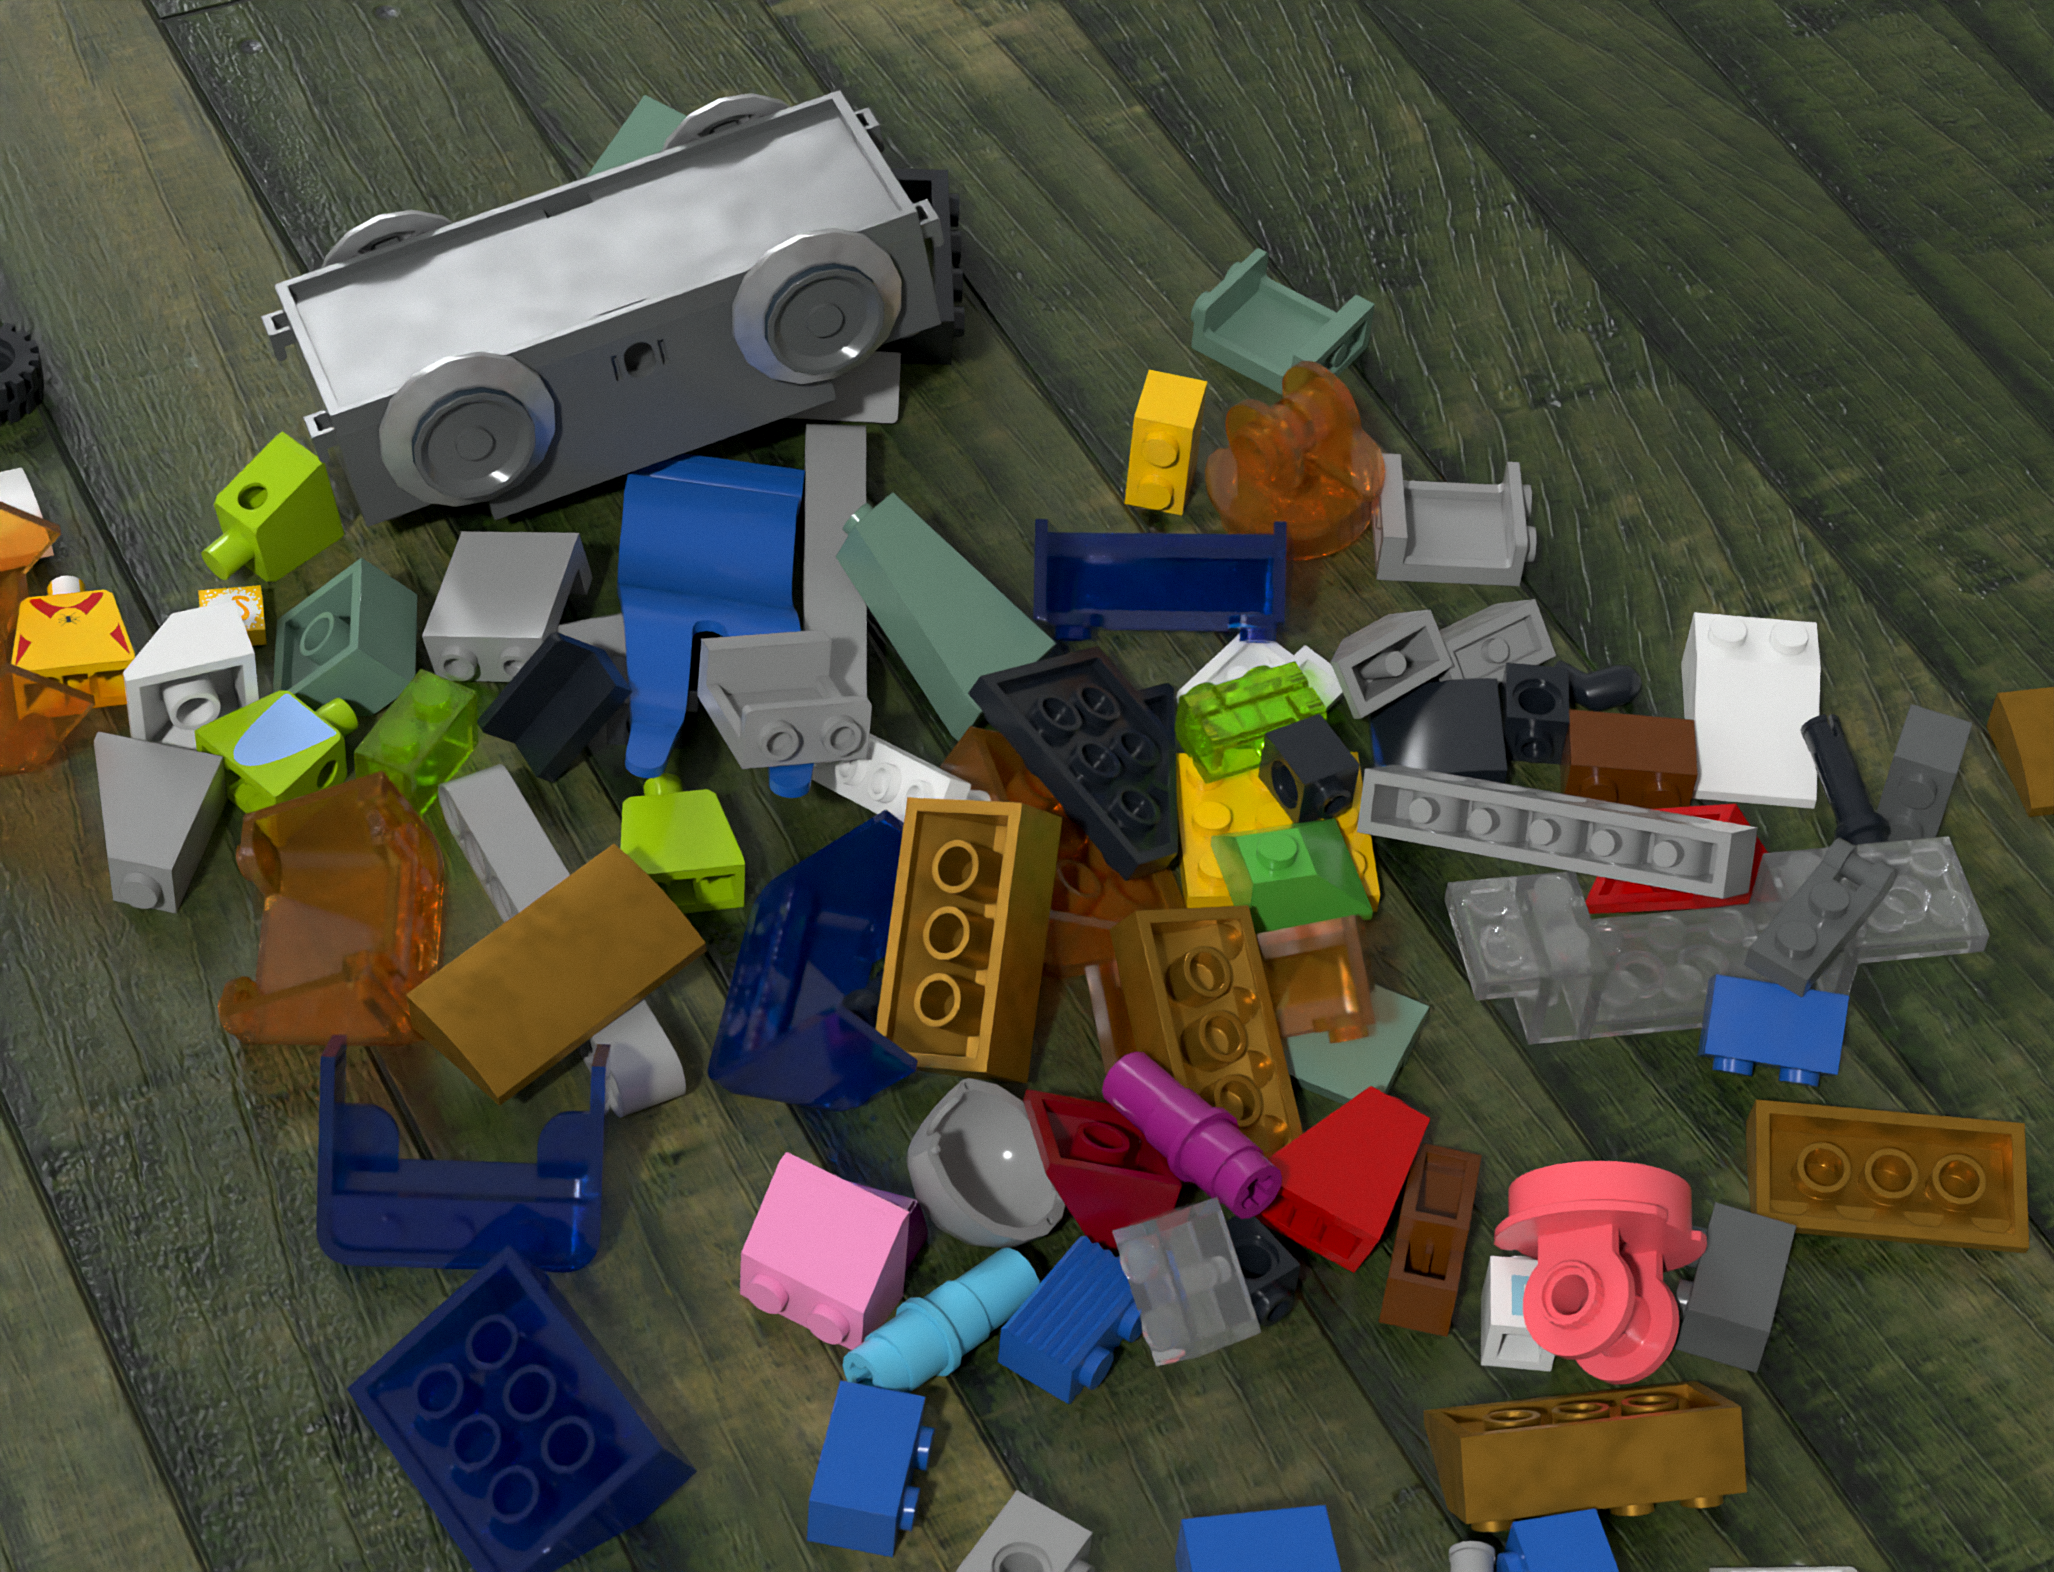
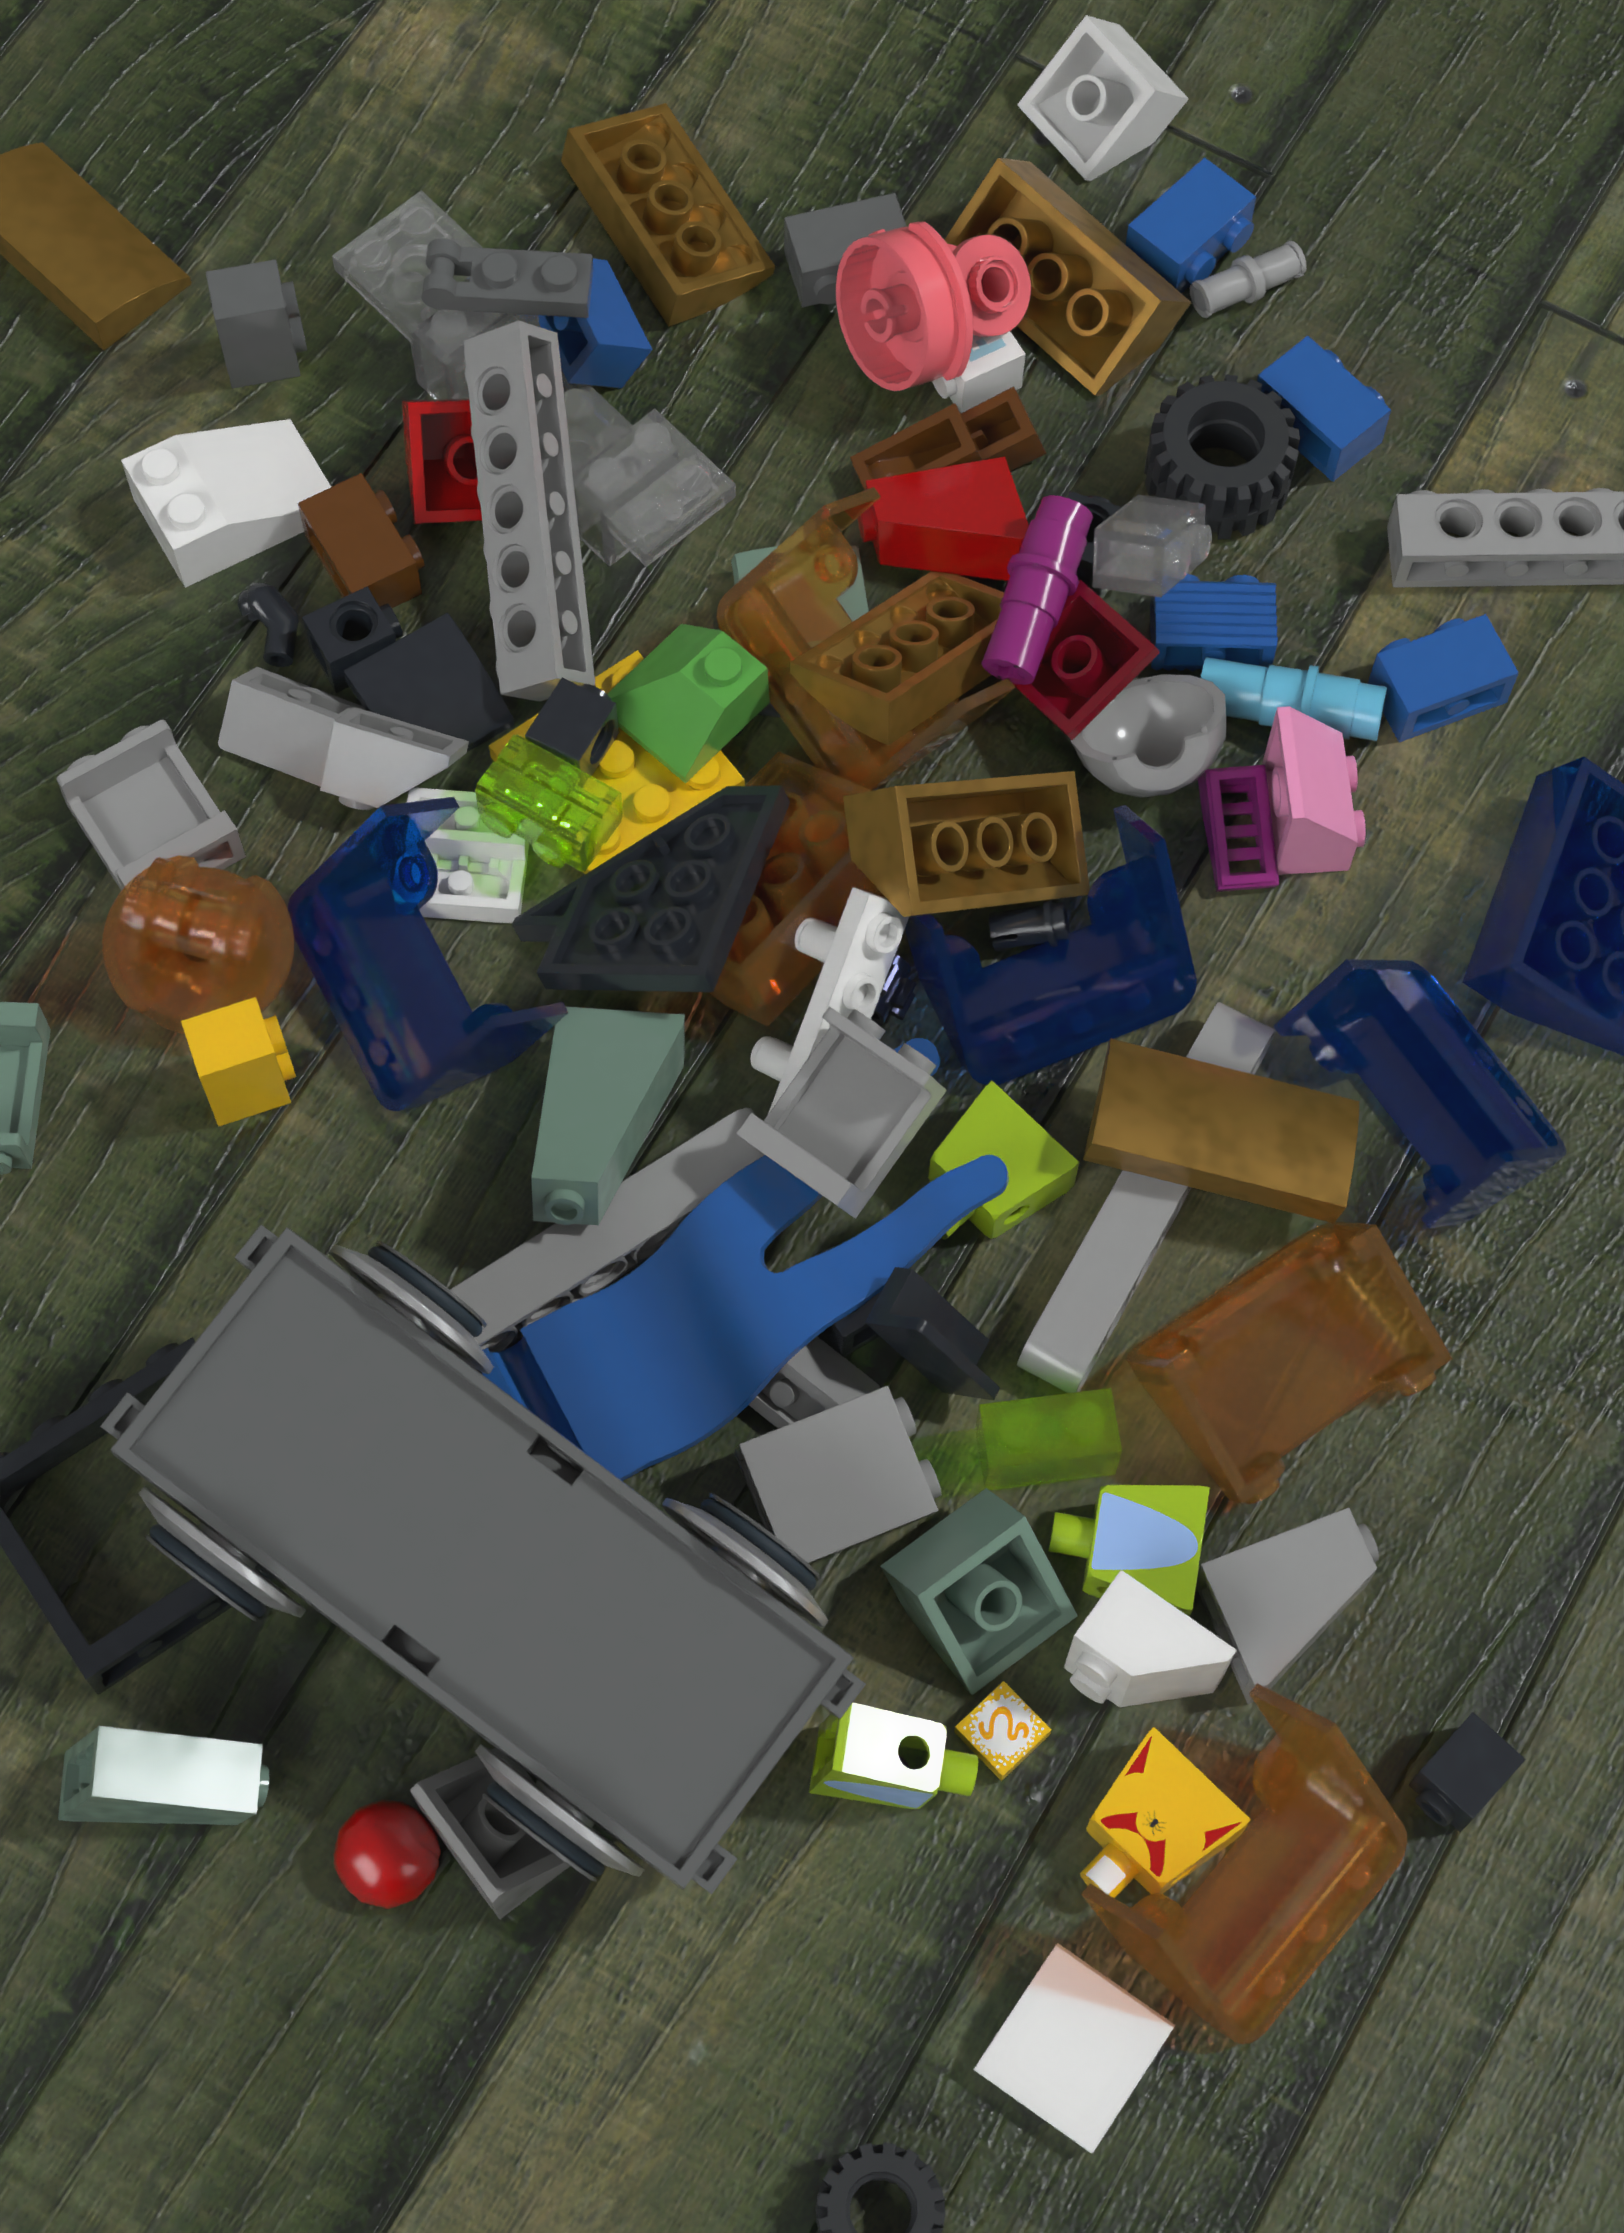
camera: 120 degrees left, 20 degrees up
(1262, 1386) = (1229, 418): none -> black tyre
(1843, 783) = (322, 358): black pin -> none

